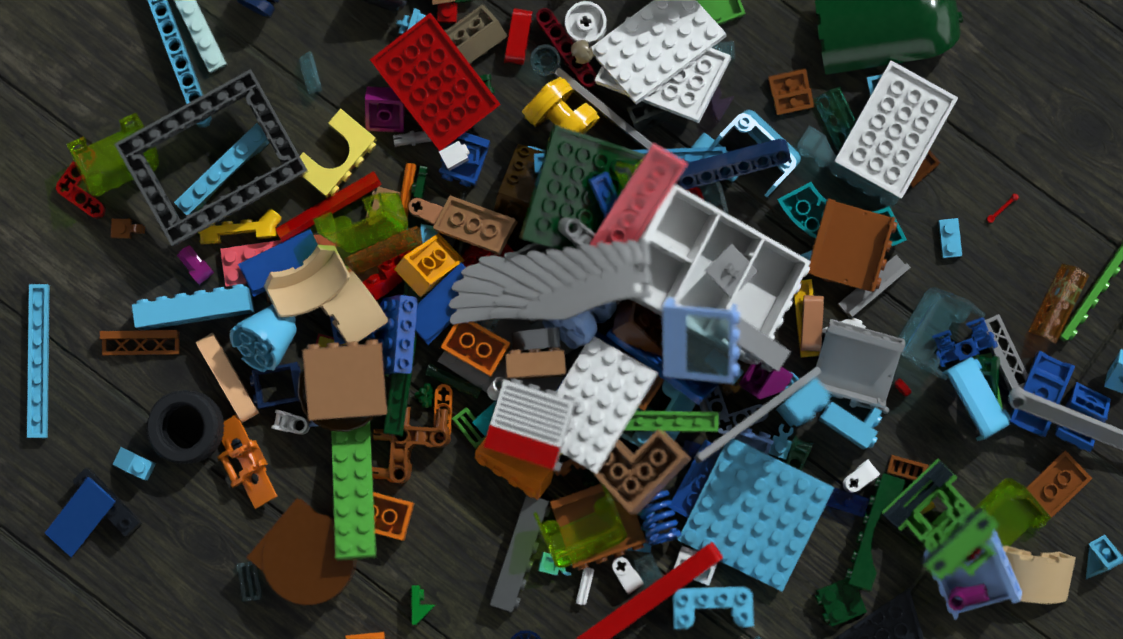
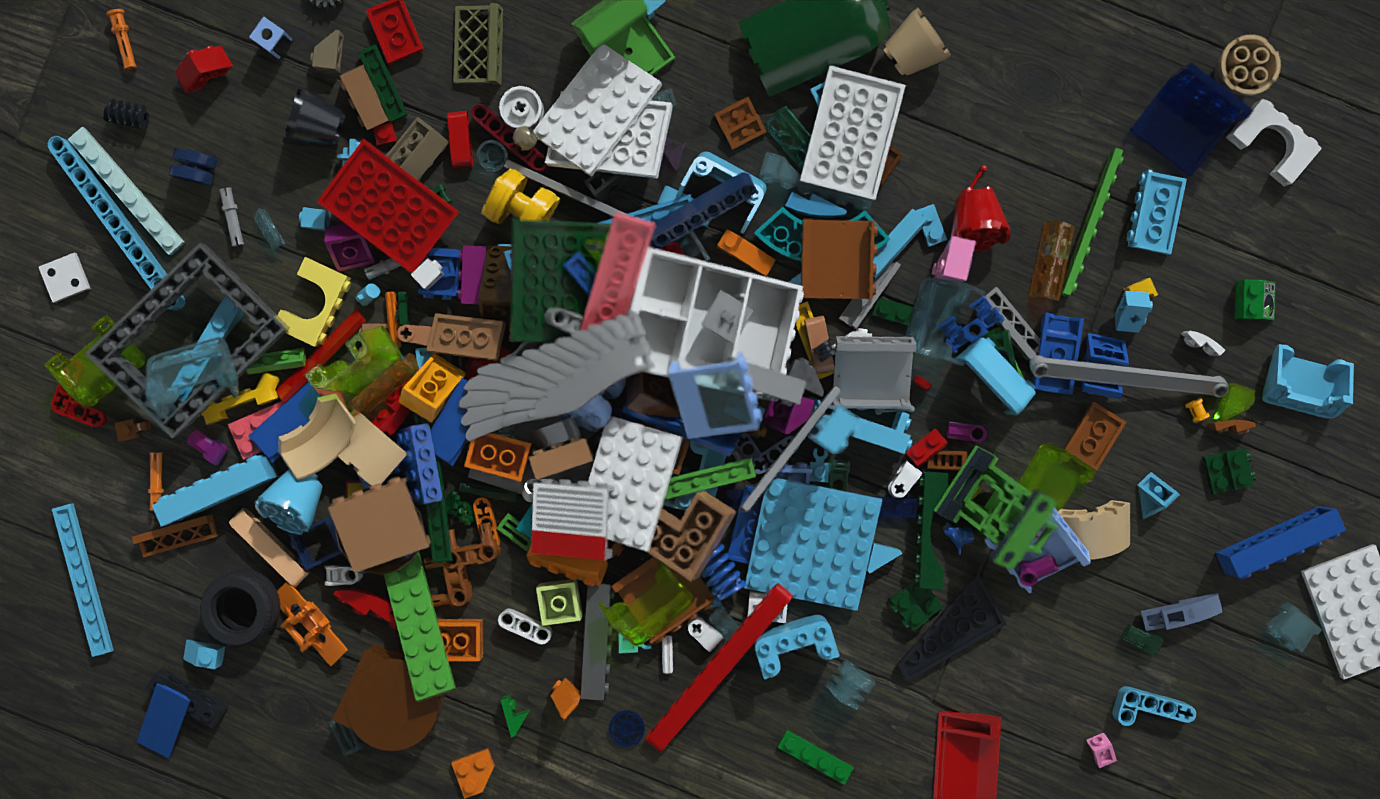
camera: 15 degrees left, 5 degrees up
(102, 67) = (64, 277): none -> white tile
(135, 284) = (155, 478): none -> orange pin
(209, 183) = (186, 368): none -> clear light blue windscreen
(279, 52) = (229, 208): none -> light grey pin
(287, 201) = (279, 360): none -> bright green plate
(306, 455) = (365, 601): none -> red slope
(358, 75) = (314, 219): none -> medium azure brick
(390, 160) = (367, 294): none -> medium azure piece
(417, 381) = (453, 502): none -> dark green plant
(445, 516) = (515, 626): none -> white beam
(475, 597) = (565, 697): none -> orange slope
(494, 505) = (559, 602): none -> yellowish green brick
(495, 168) = (471, 274): none -> magenta brick
(764, 216) = (745, 252): none -> orange slope
(791, 341) = (802, 370): none -> flat silver slope
(815, 328) = (824, 350): none -> black wheel
(817, 544) = (881, 555): none -> medium azure slope
(842, 191) = (813, 207): none -> dark azure slope
(891, 311) = (892, 311): none -> dark green plate
(891, 452) = (926, 448): none -> red plate
(900, 545) = (958, 535): none -> blue animal
(914, 244) = (899, 238): none -> medium azure tile
(930, 445) = (964, 431): none -> magenta piece
(963, 275) = (955, 260): none -> bright pink wedge
(978, 62) = (915, 45): none -> tan cone
(996, 245) = (980, 219): none -> red cone

